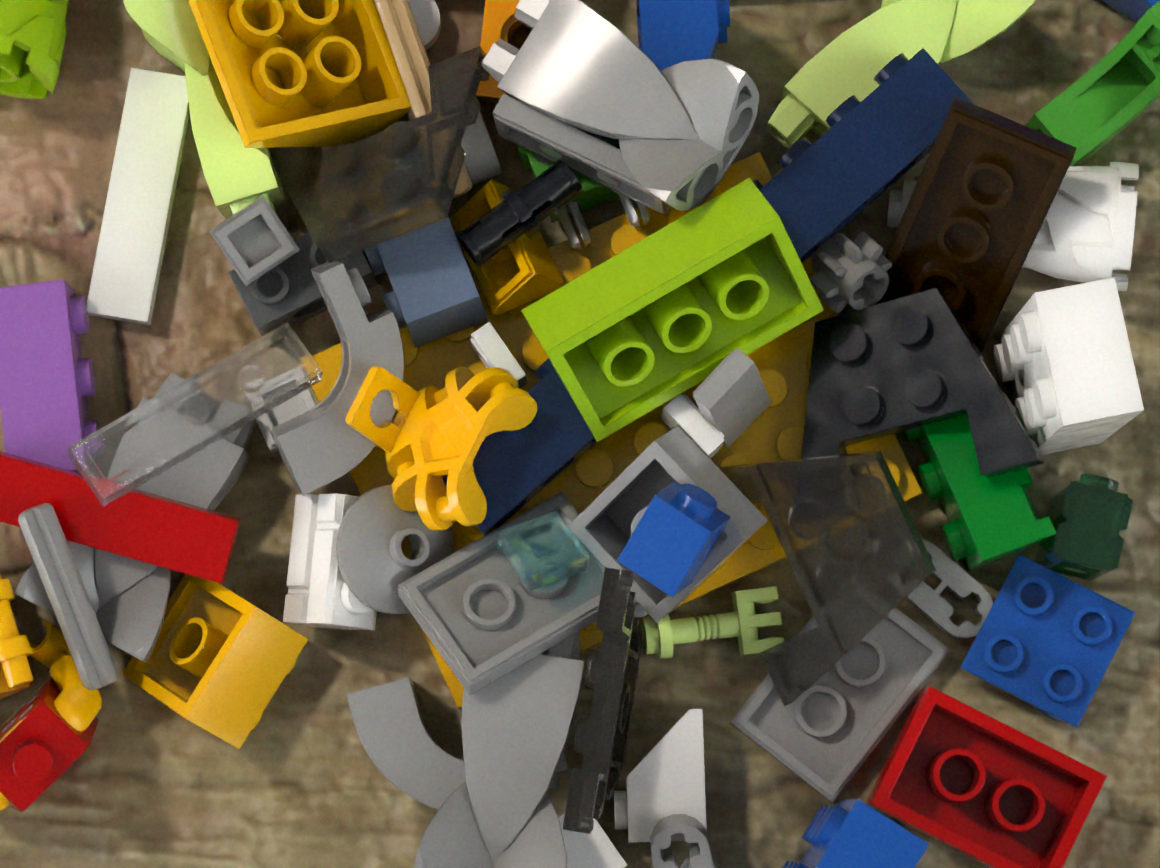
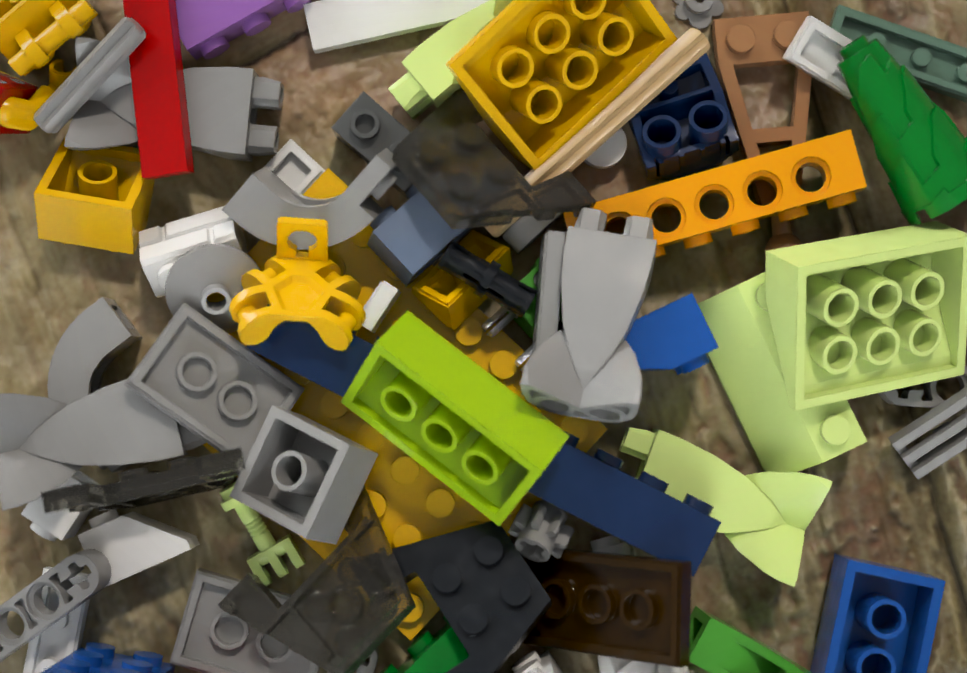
camera: 65 degrees right, 5 degrees up
(194, 414) = (253, 109): clear tile -> none
(254, 240) = (388, 99): light grey tile -> none
(542, 550) = (247, 394): clear light blue tile -> none
(674, 537) = (282, 487): blue brick -> none
(687, 415) = (384, 466): white tile -> none
(732, 396) = (412, 483): light grey tile -> none

